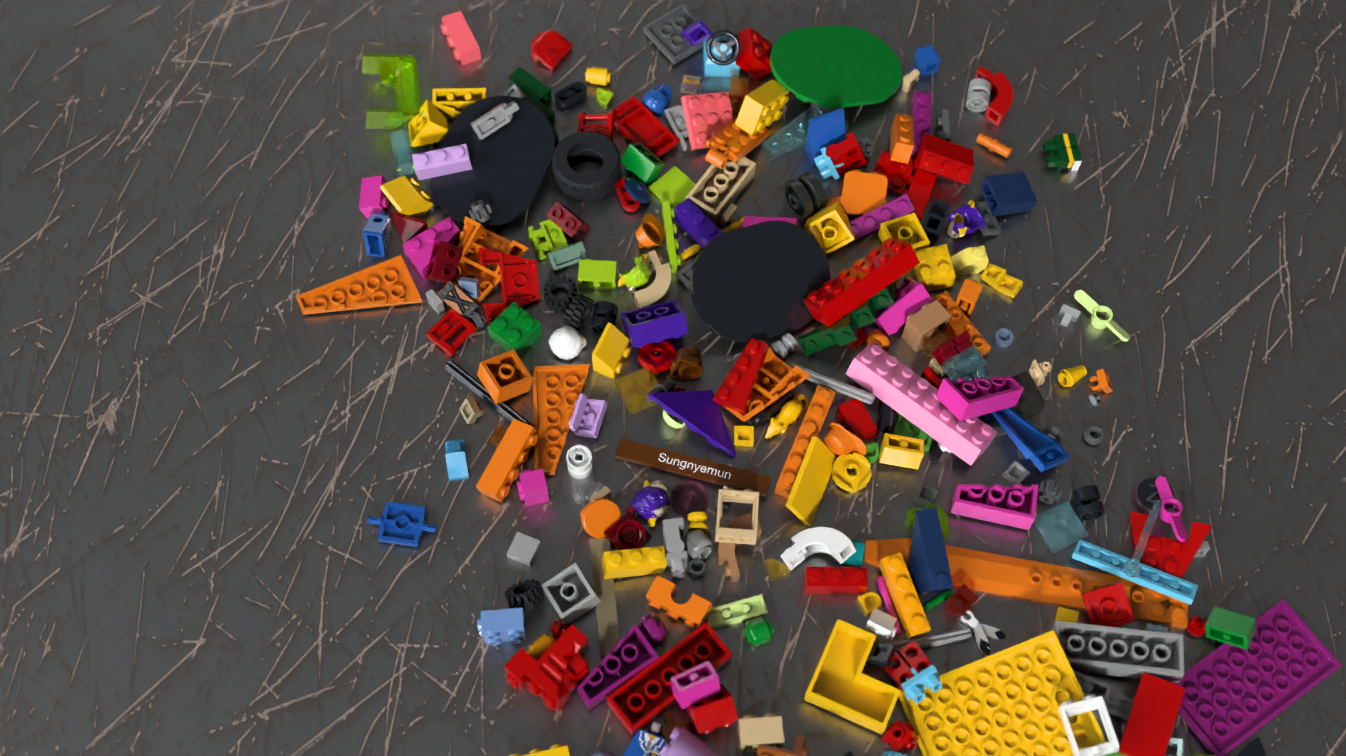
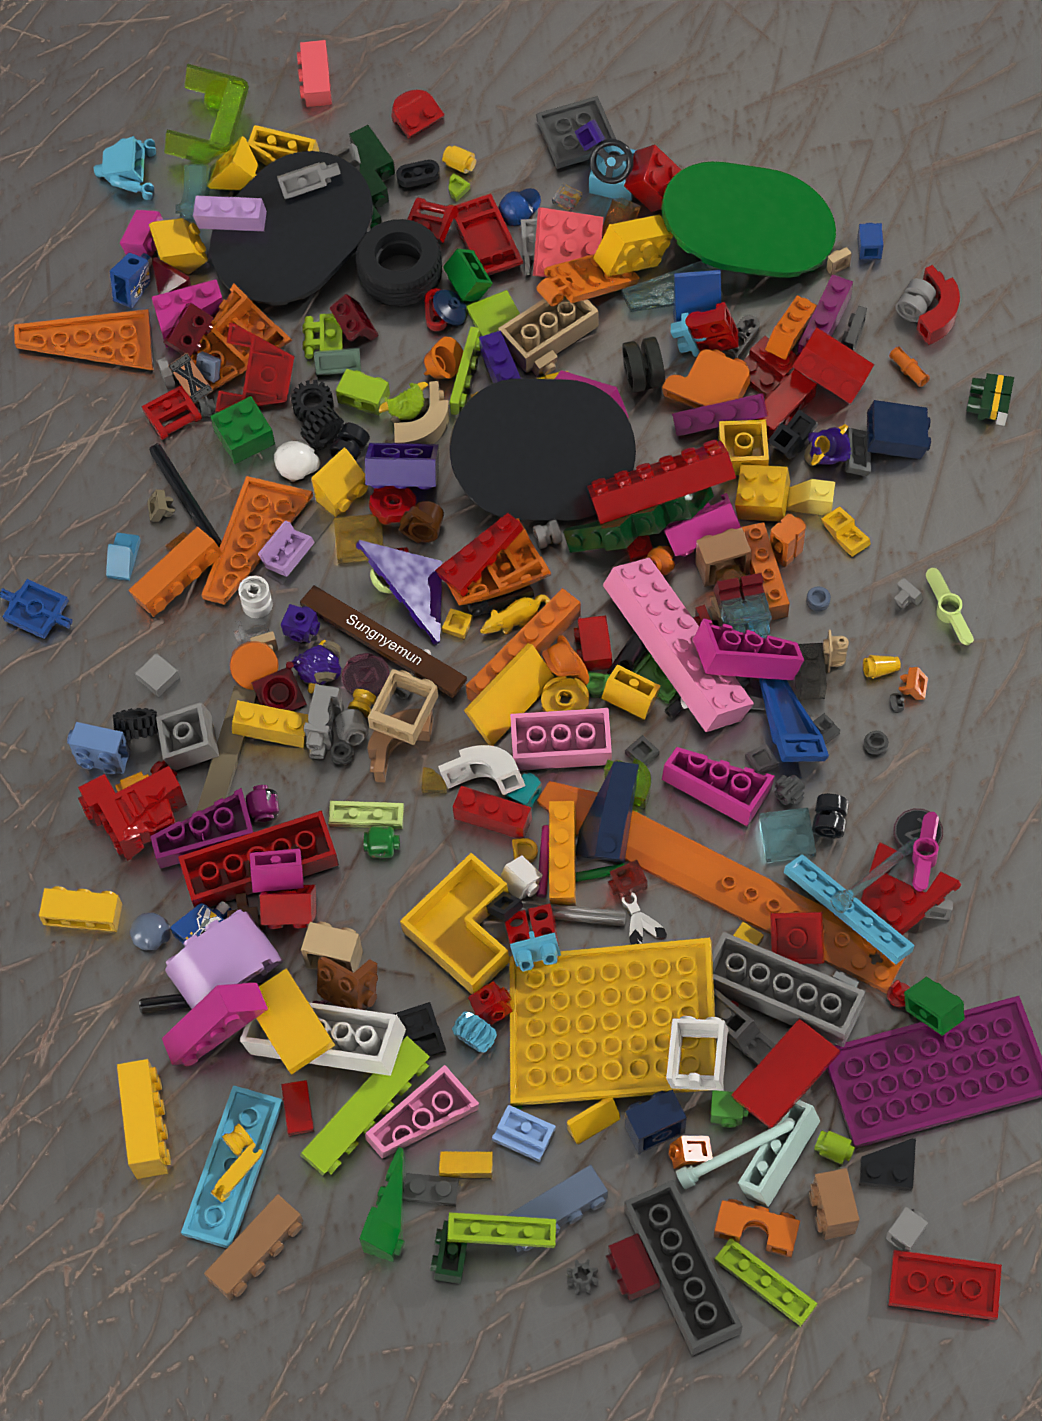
camera: 25 degrees right, 0 degrees up
(338, 147) = (125, 165): none -> medium azure torso
(480, 211) = (252, 282): dark grey gear -> none
(504, 376) = (208, 477): orange brick -> none
(533, 487) = (191, 609): dark pink brick -> none
(624, 473) = (300, 623): none -> dark purple brick
(666, 386) = (391, 541): dark grey axle -> none
(694, 612) = (290, 769): orange arch -> none
(830, 228) = (656, 412): yellow slope -> none
(838, 385) = (583, 592): light grey axle -> none
(865, 504) = (561, 739): none -> bright pink brick

